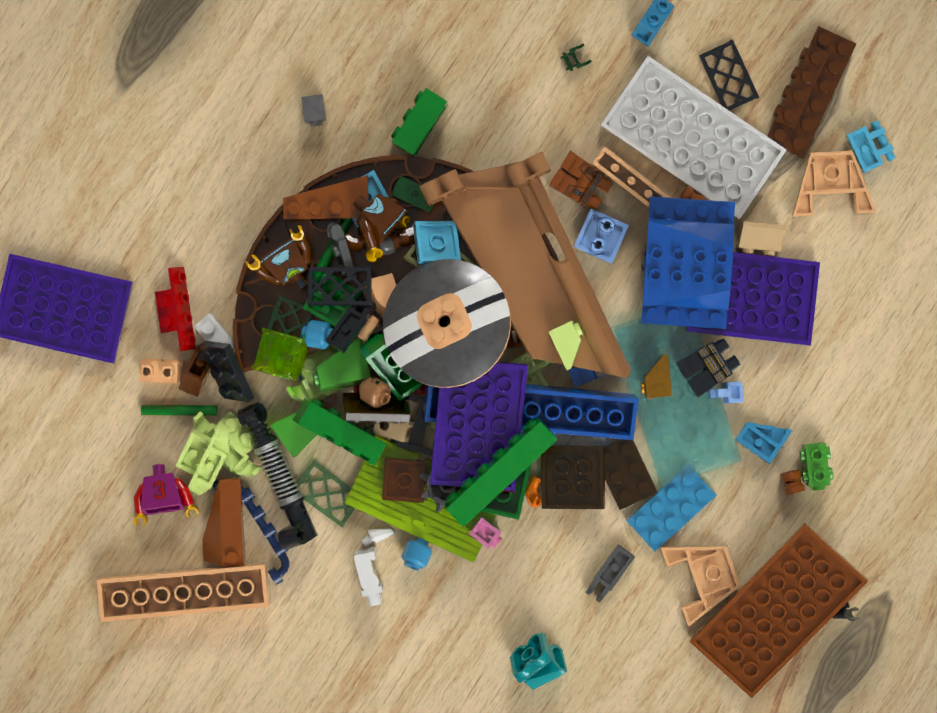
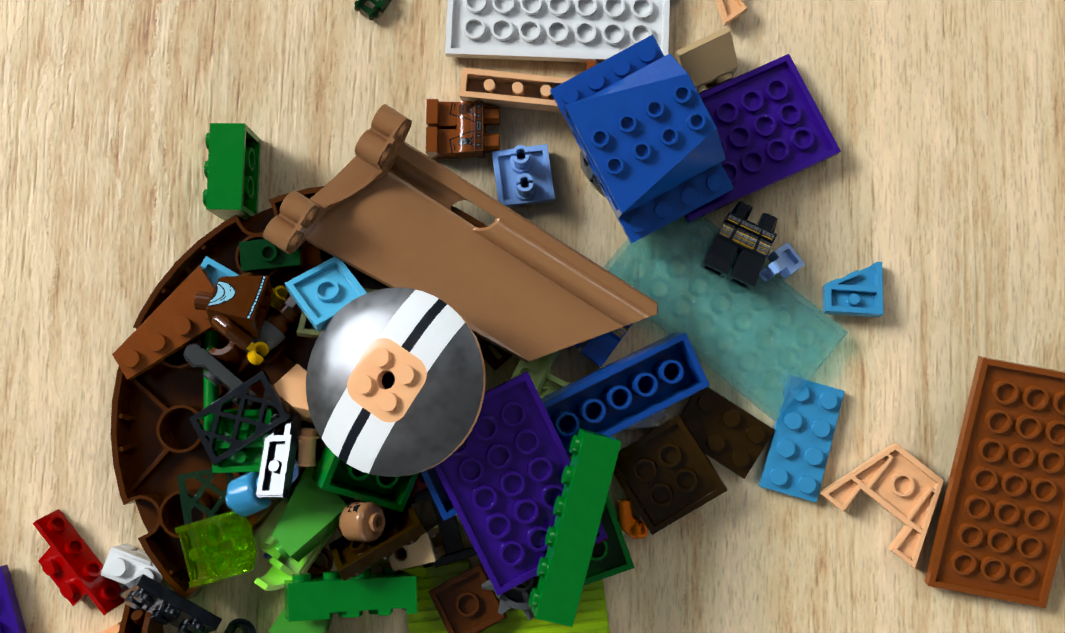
camera: 25 degrees left, 5 degrees down
(285, 262) = (157, 430): reddish brown torso -> none
(314, 110) = (105, 233): flat silver brick -> none
(486, 533) = (605, 608): bright pink bracket -> none
(567, 341) = (558, 314): yellowish green slope -> none
(585, 440) = (649, 422): none -> white bar
(611, 571) = (780, 559): dark grey hinge -> none
(657, 380) = (693, 296): pearl gold slope -> none
(794, 486) = (922, 320): dark orange wheel -> none
(815, 459) = (936, 284): bright green brick -> none

